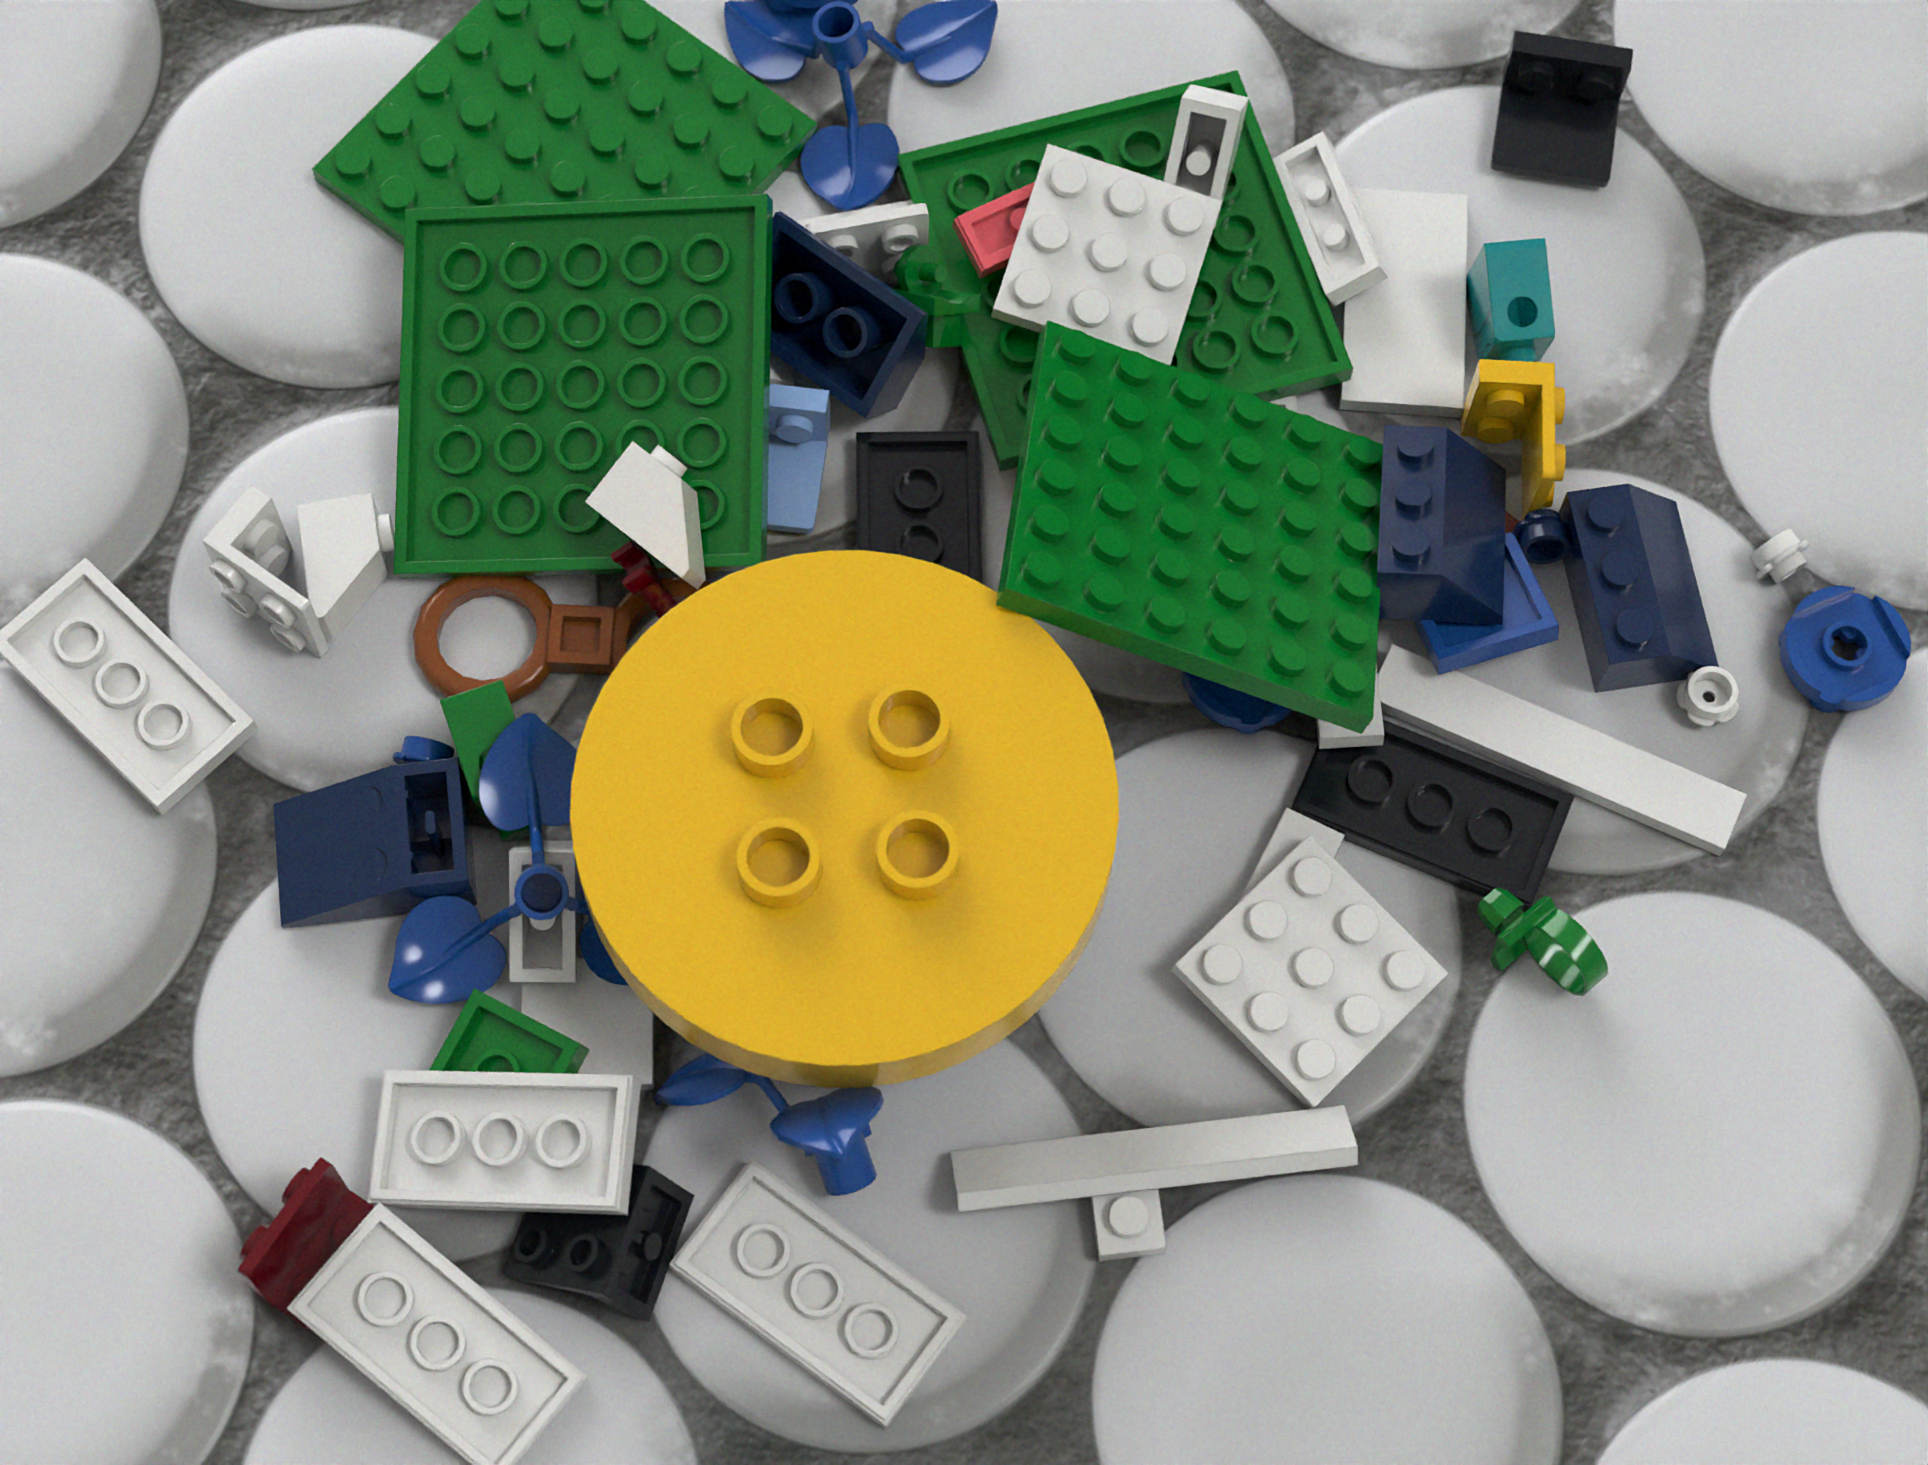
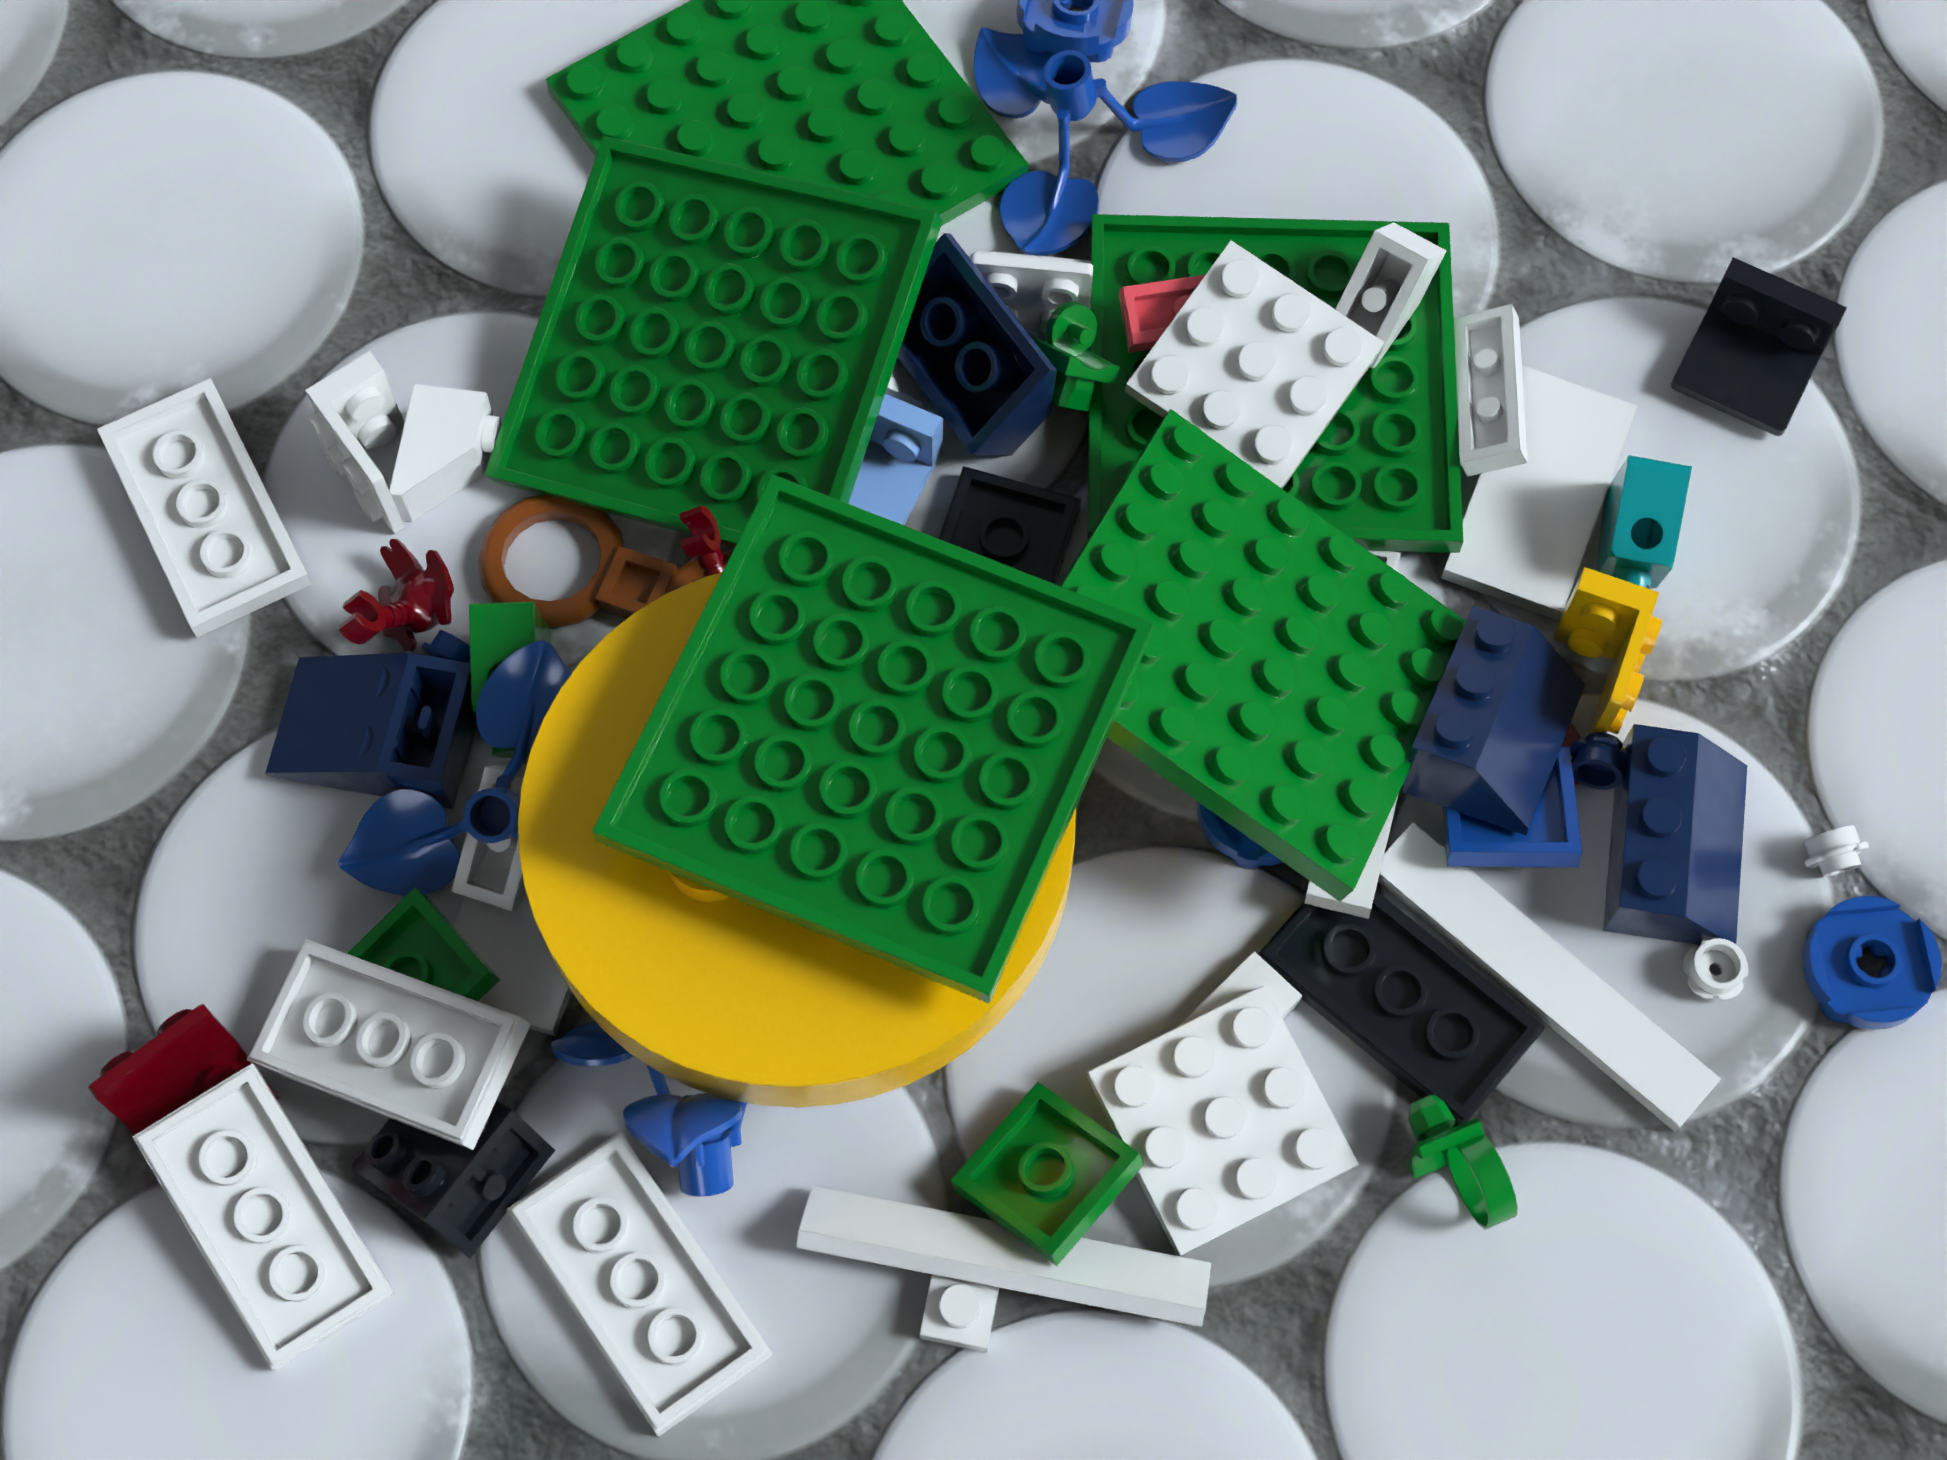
camera: 20 degrees right, 0 degrees up
(369, 713) = (415, 605): none -> dark red piece
(654, 508) = (727, 472): white slope -> none
(901, 702) = (876, 736): none -> green plate
(1168, 1069) = (1047, 1173): none -> green plate

